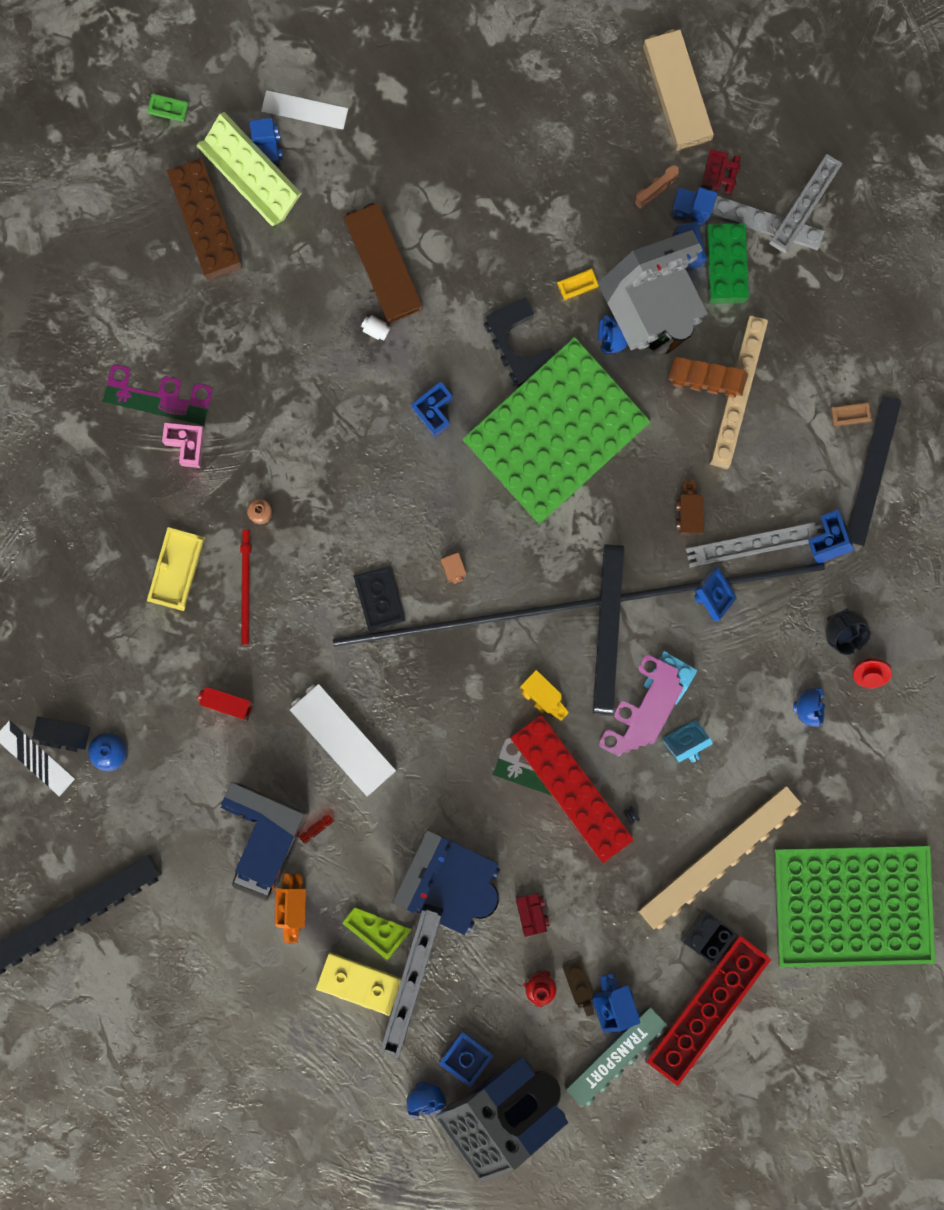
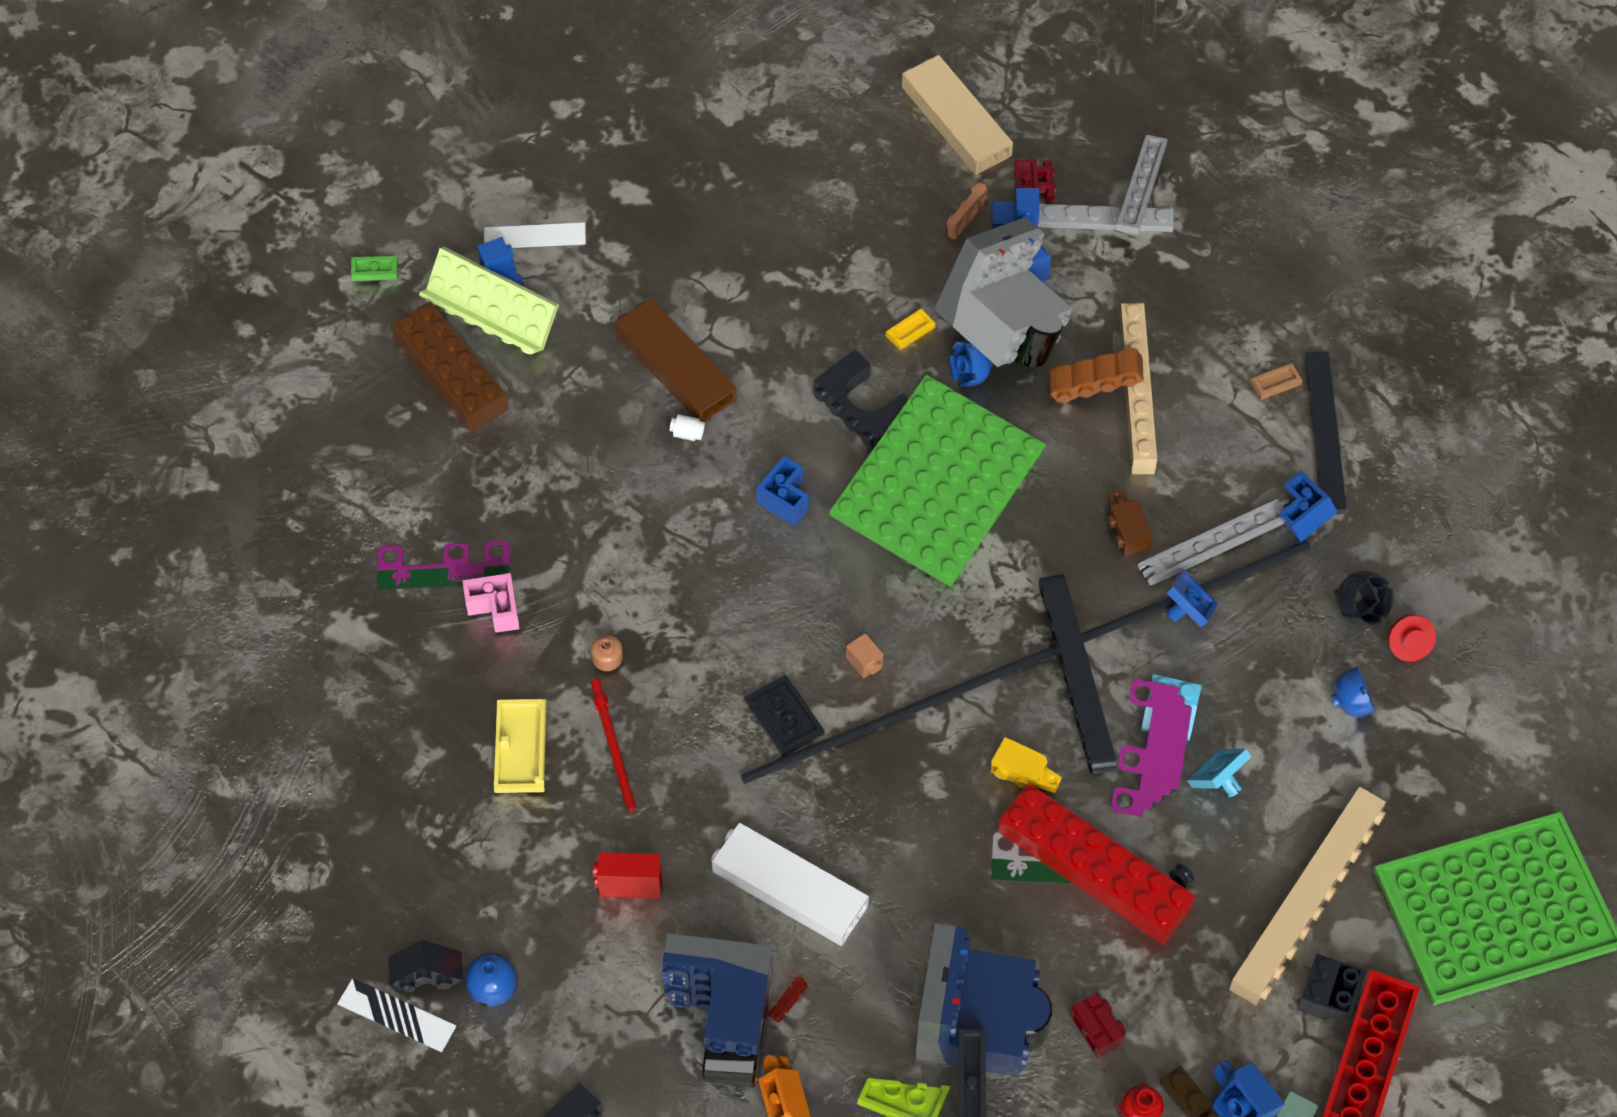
camera: 10 degrees left, 25 degrees down
(726, 263) = (1076, 265): green brick -> none

